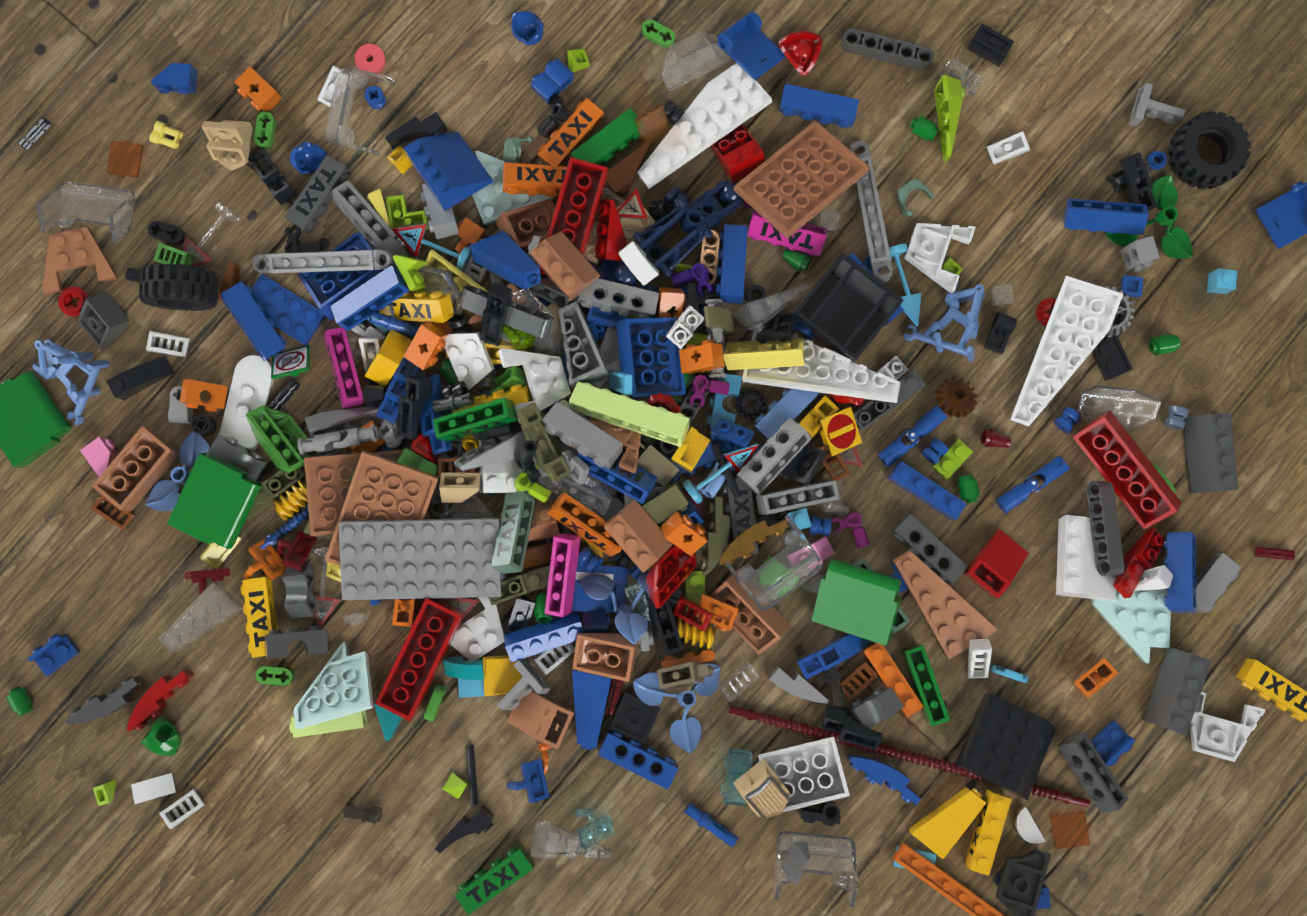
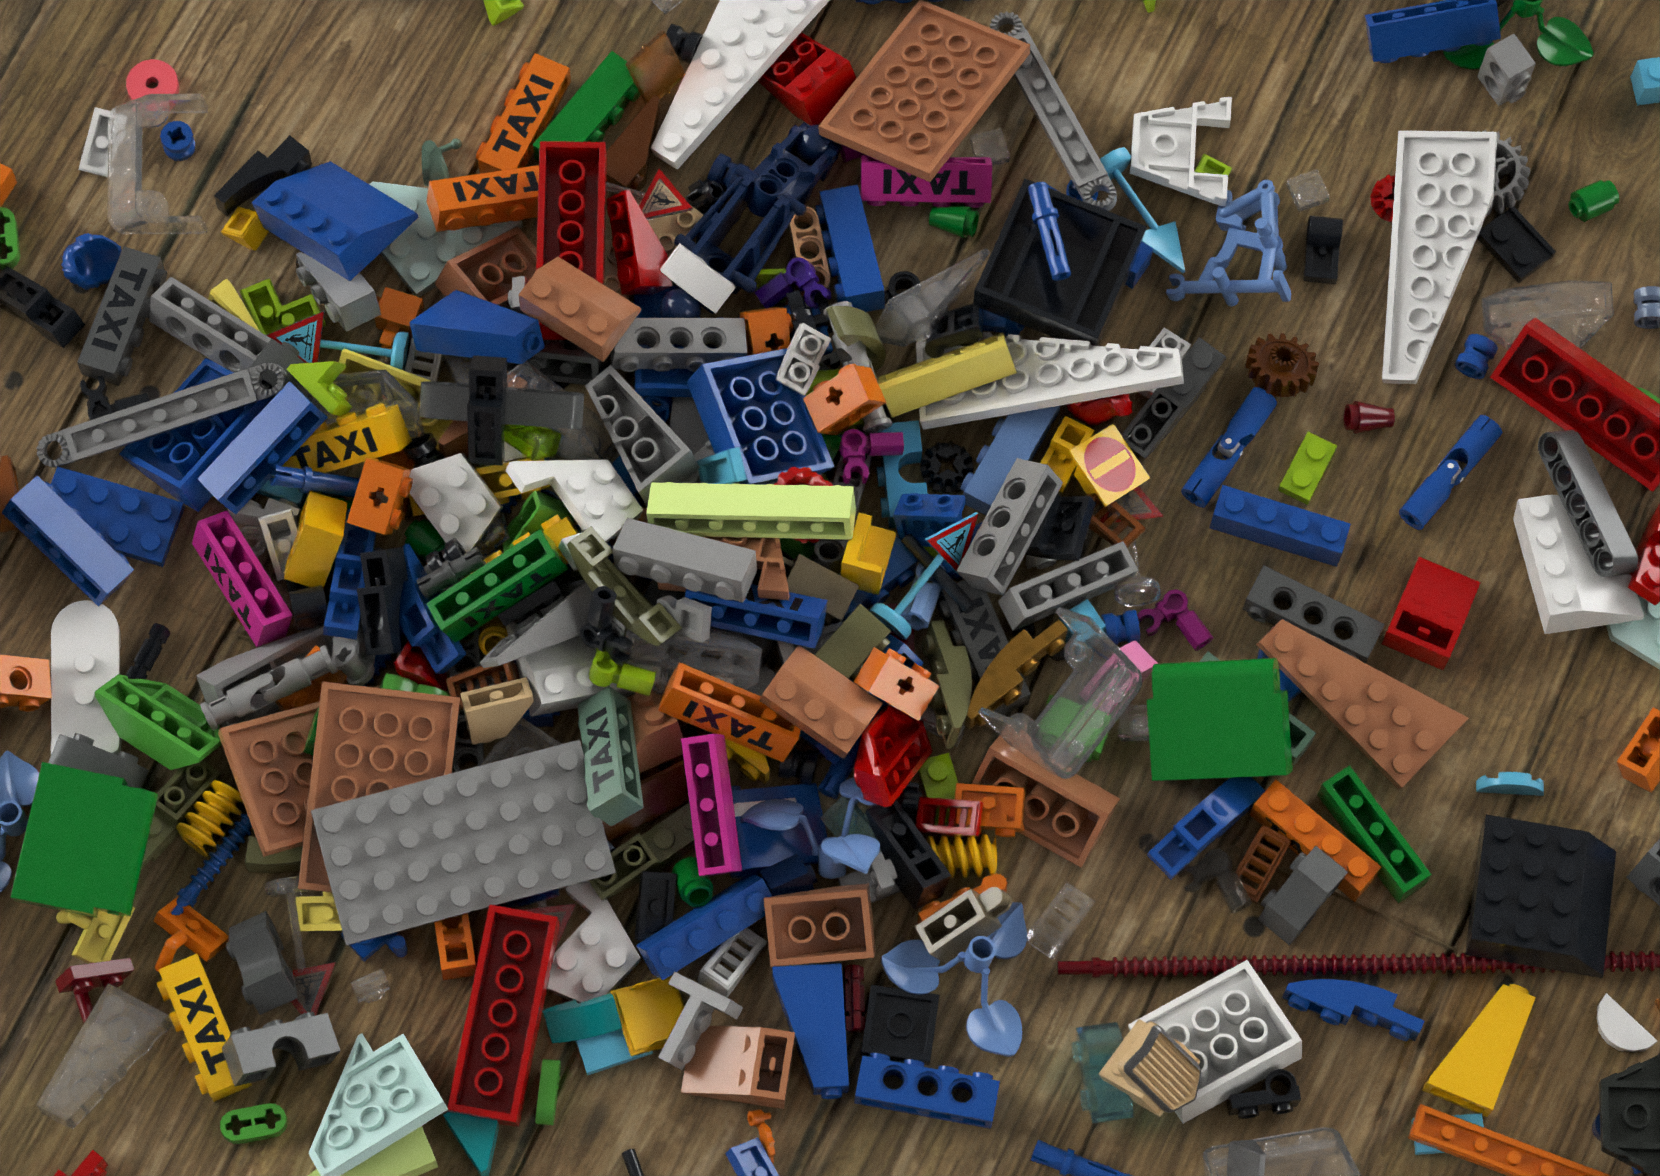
camera: 20 degrees left, 15 degrees down
(207, 427) = (25, 743): black wheel -> none
(291, 362) = (148, 594): piece -> none
(297, 551) = (242, 897): dark red plate -> none
(552, 80) = (468, 43): blue brick -> none
(559, 114) = (495, 89): black bar -> none
(589, 560) = (750, 776): blue wheel -> none
(796, 686) = (1161, 899): light grey slope -> none
(847, 289) = (1046, 218): none -> blue pin
(849, 731) = (1269, 940): black slope -> none
(903, 192) = (1097, 71): sand green helmet -> none
(935, 451) = (1274, 460): blue wheel -> none
(968, 489) = (1348, 505): green brick -> none
(979, 651) = (1446, 751): white slope -> none
(987, 832) = (1555, 1049): yellow brick -> none
(1132, 286) = (1513, 124): blue plate -> none

